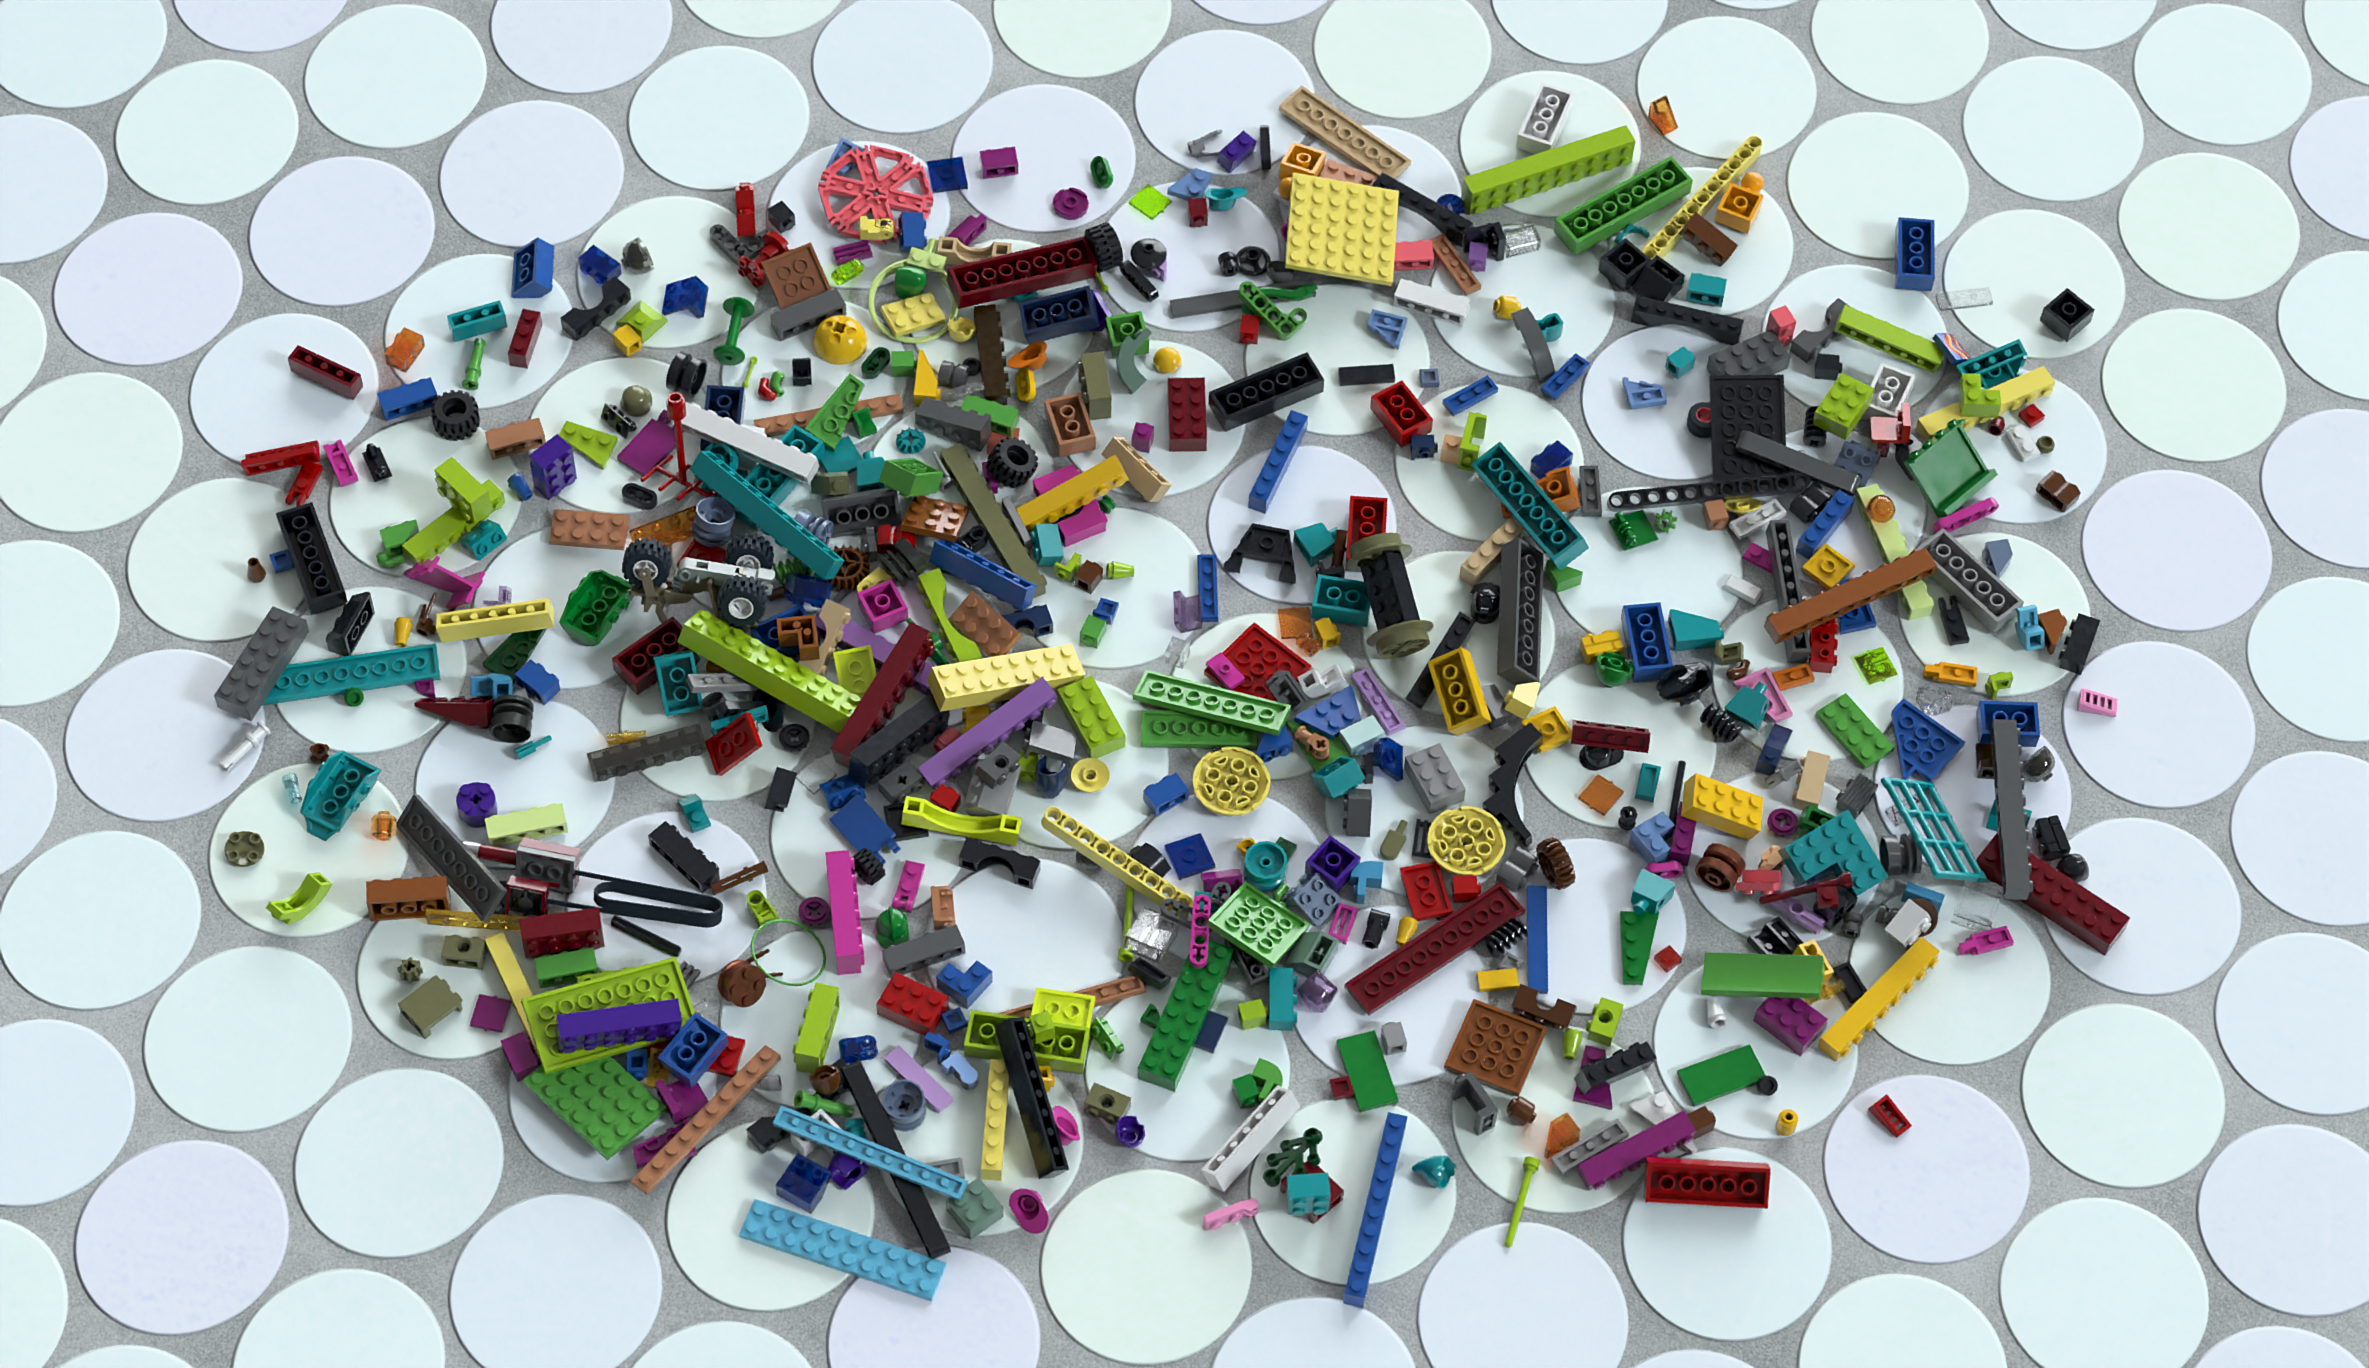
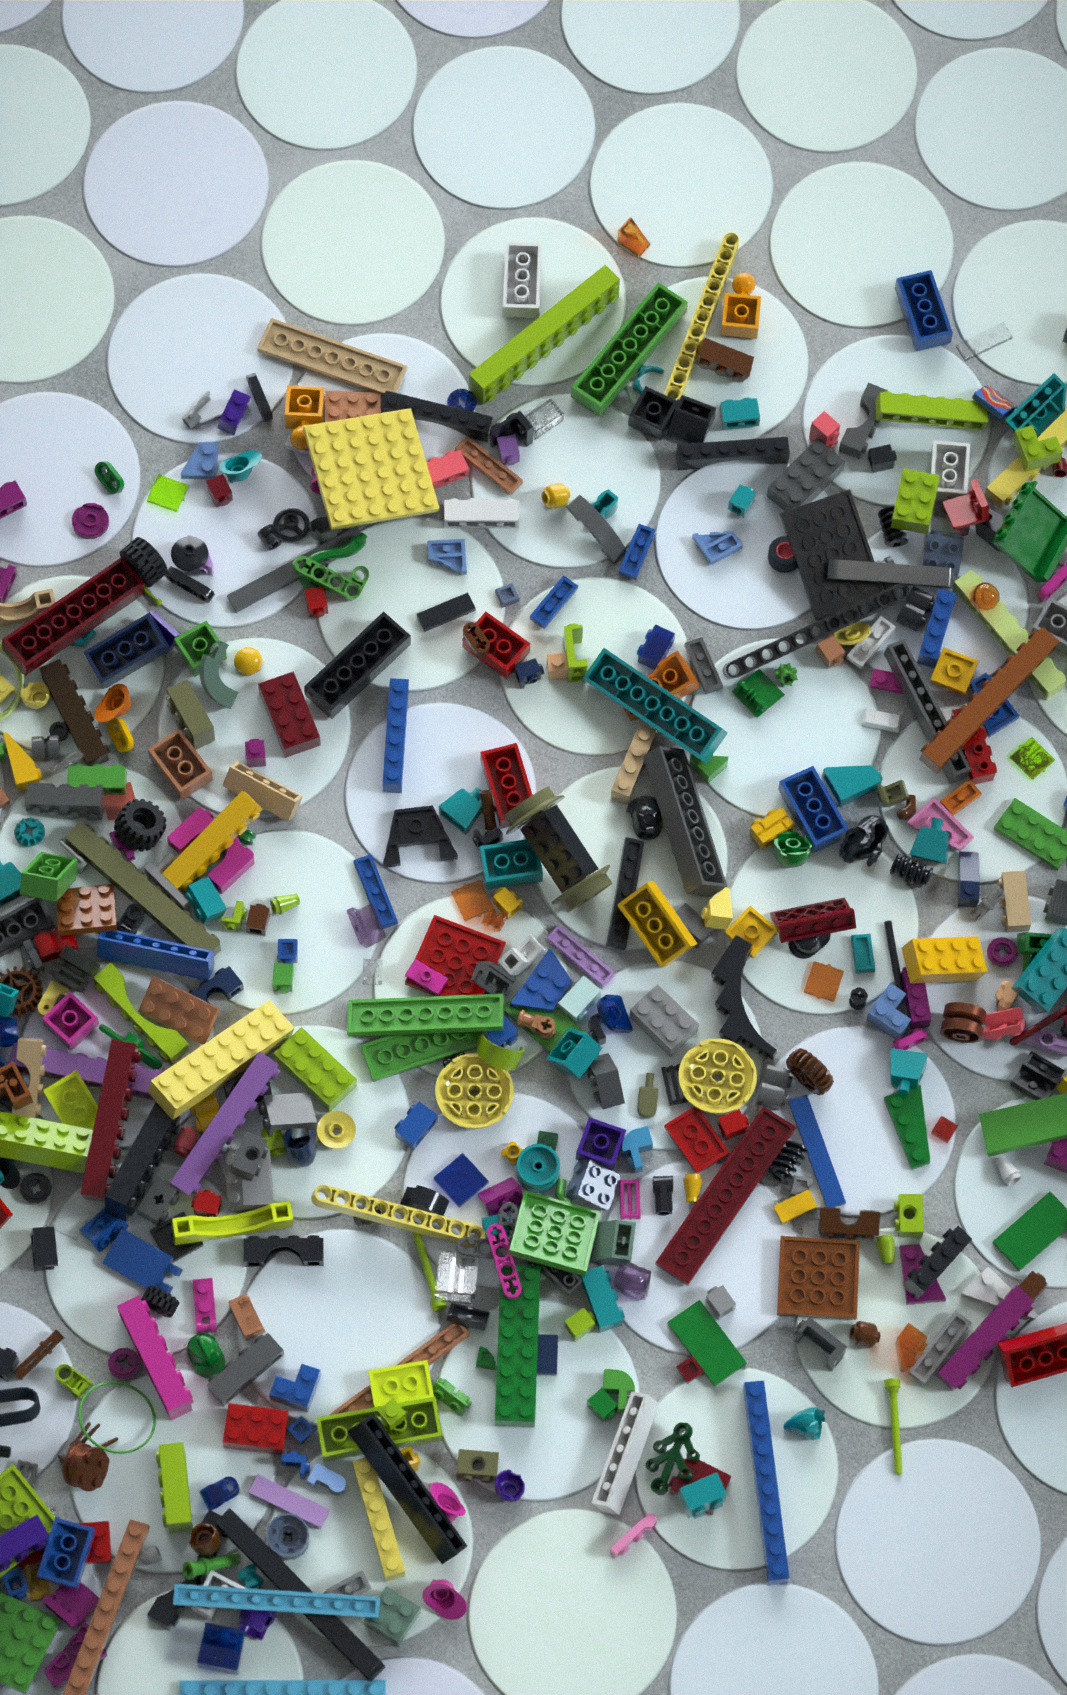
camera: 20 degrees left, 10 degrees up
(1267, 757) = (498, 1056): none -> lime piece
(1387, 398) = (473, 641): none -> reddish brown beam

